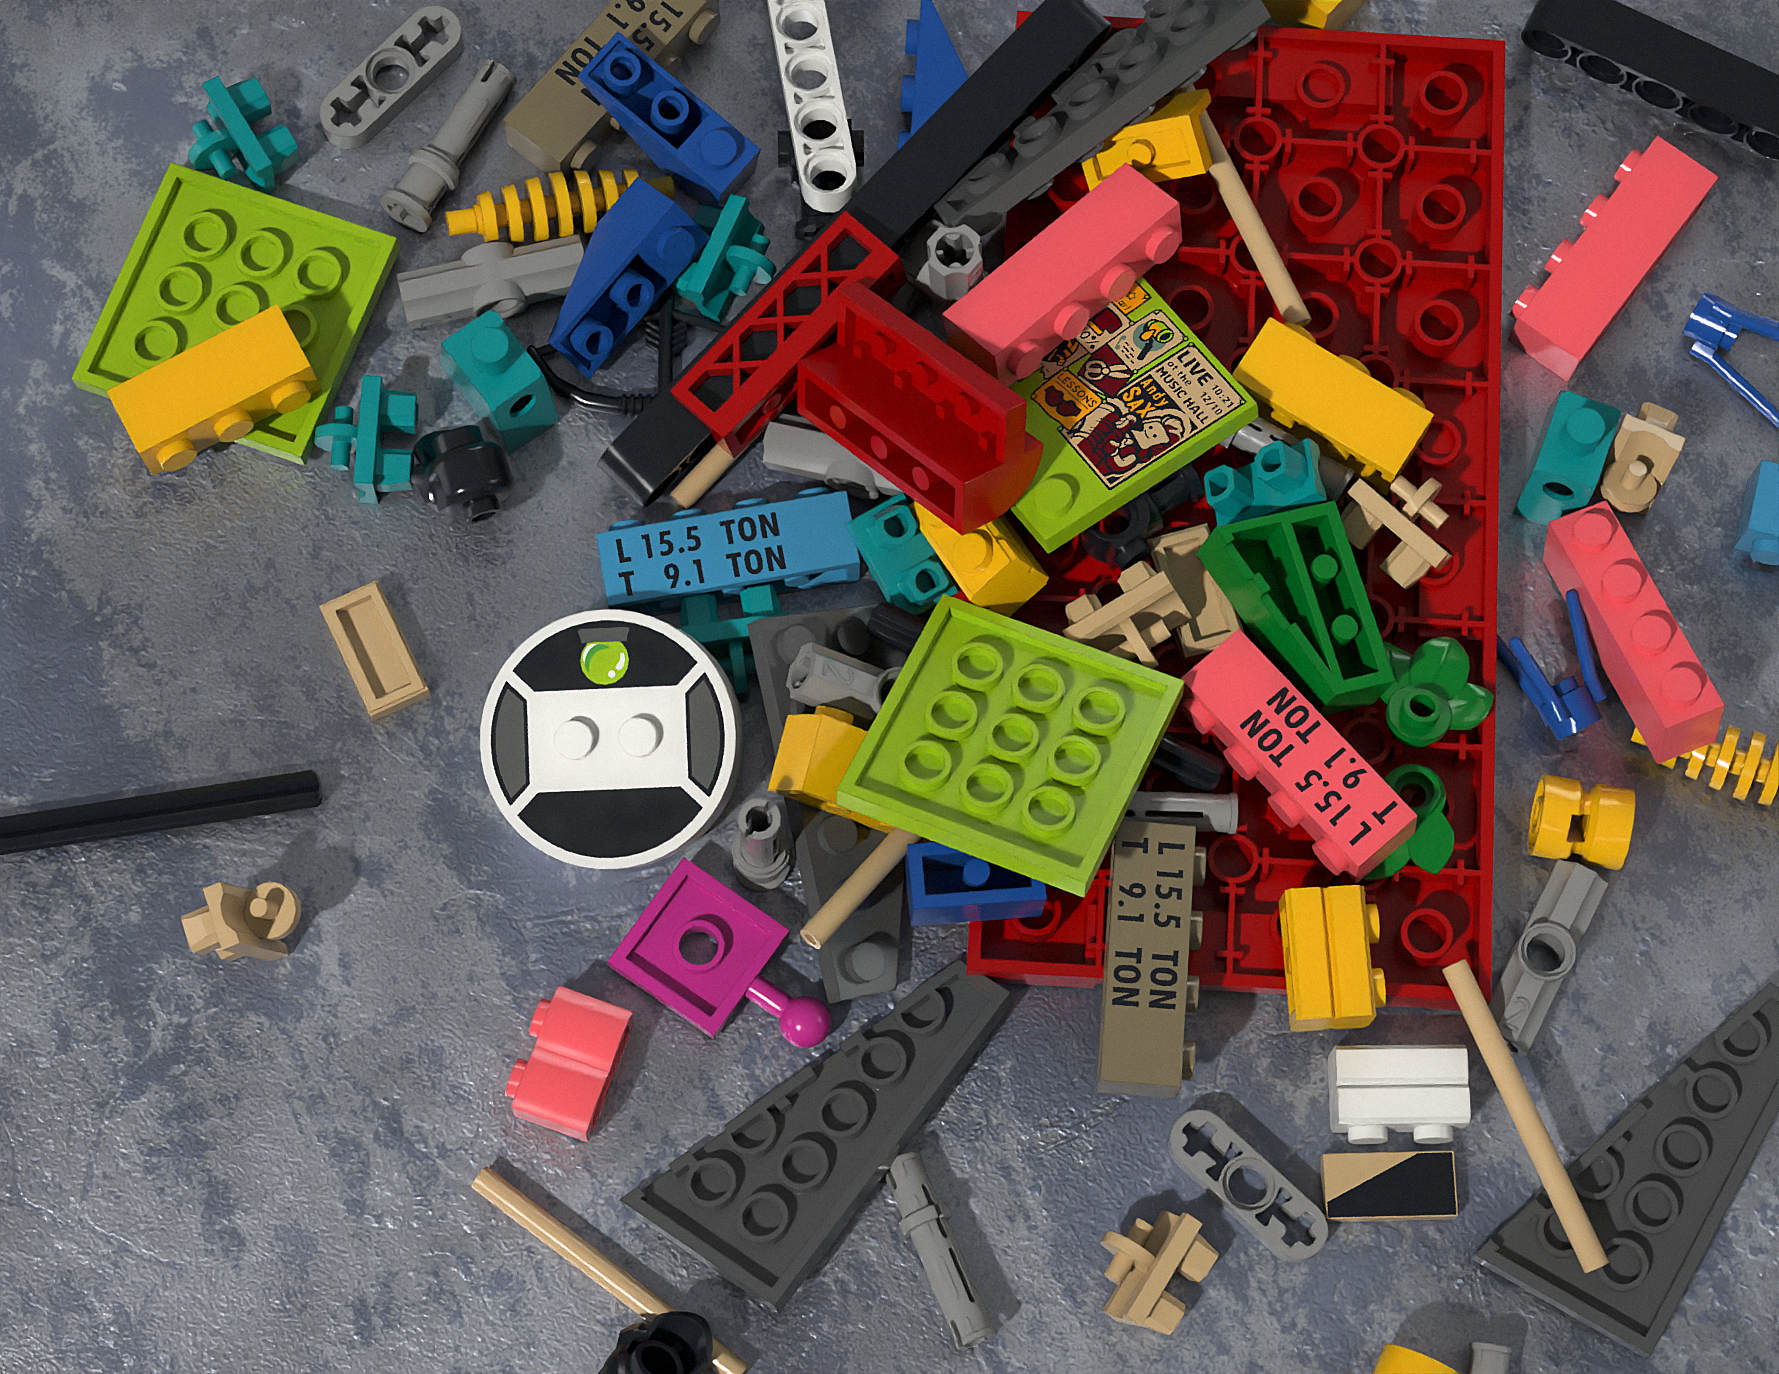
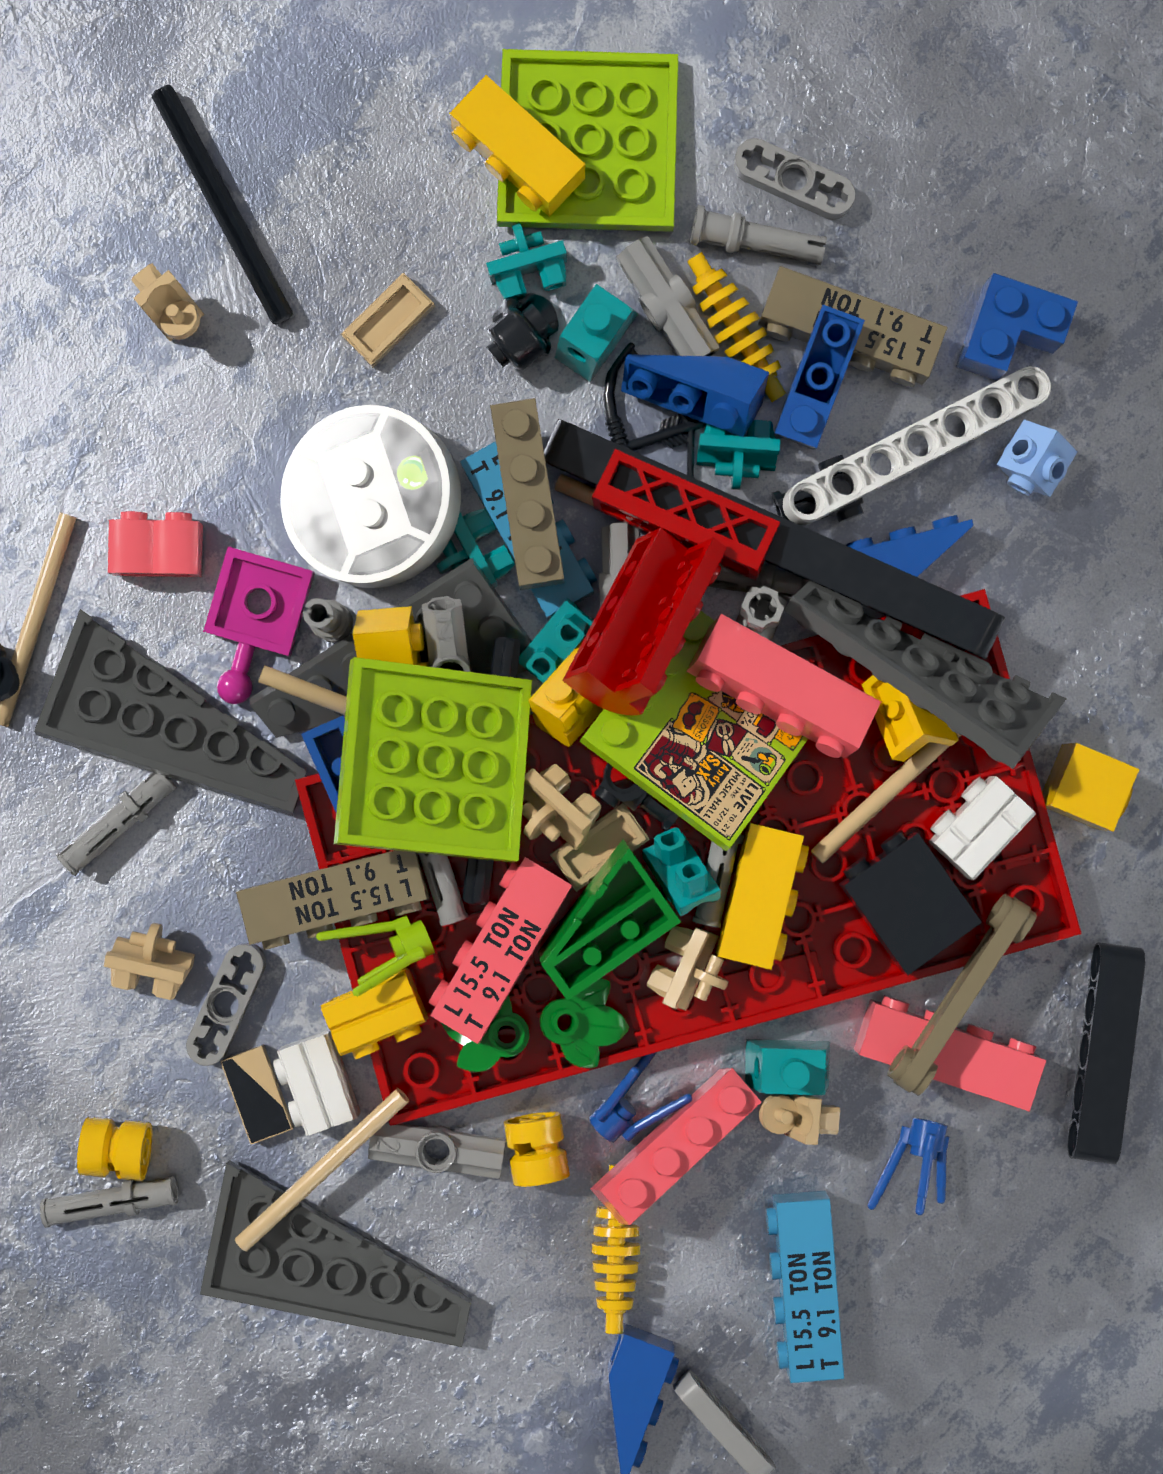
camera: 75 degrees right, 15 degrees up
(232, 113) = (728, 80): teal hips -> none
(689, 520) = (527, 494): none -> dark tan brick
(1252, 881) = (408, 945): none -> lime plant
(1327, 107) = (980, 826): none -> white brick
(1397, 225) = (908, 901): none -> black brick
(1615, 288) = (914, 1066): none -> dark tan piece

